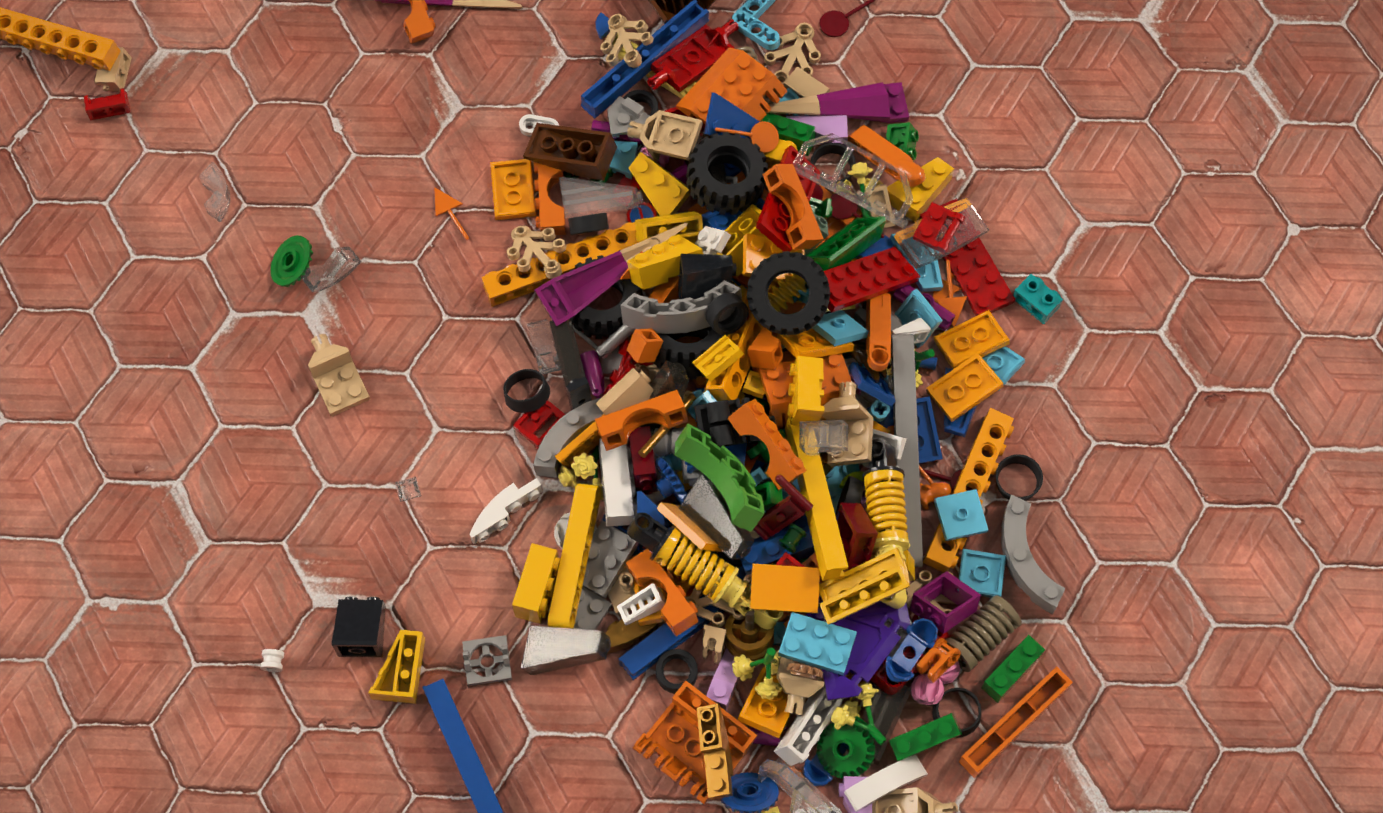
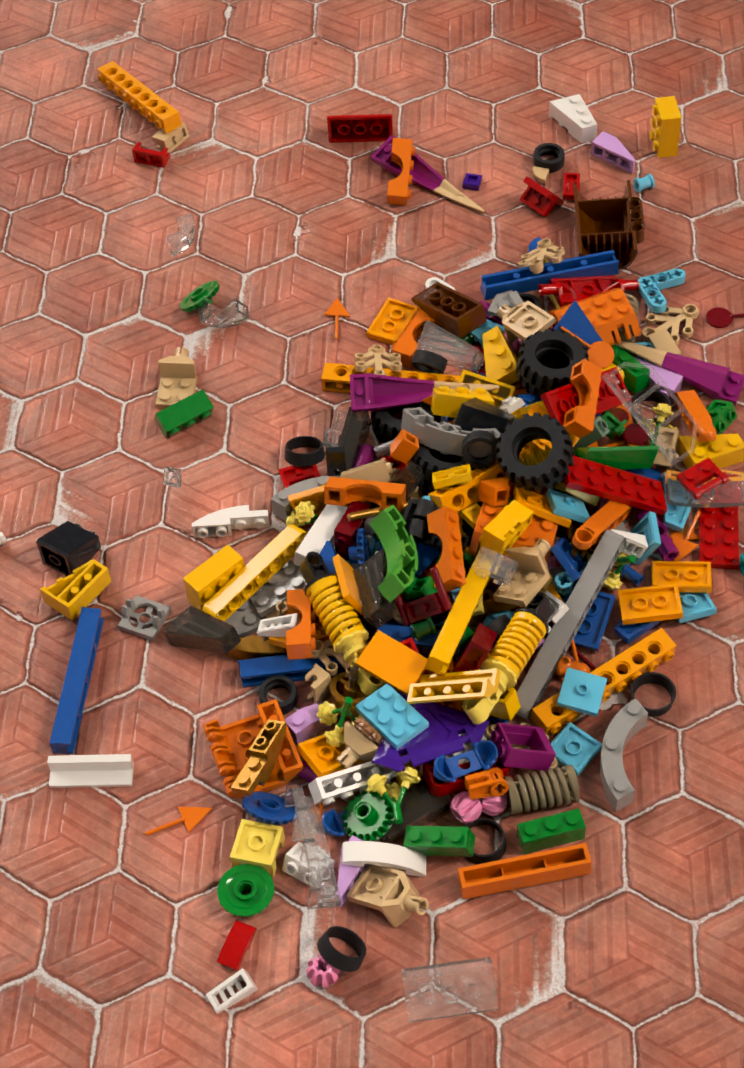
camera: 35 degrees right, 15 degrees down
(372, 410) = (184, 413): none -> green brick

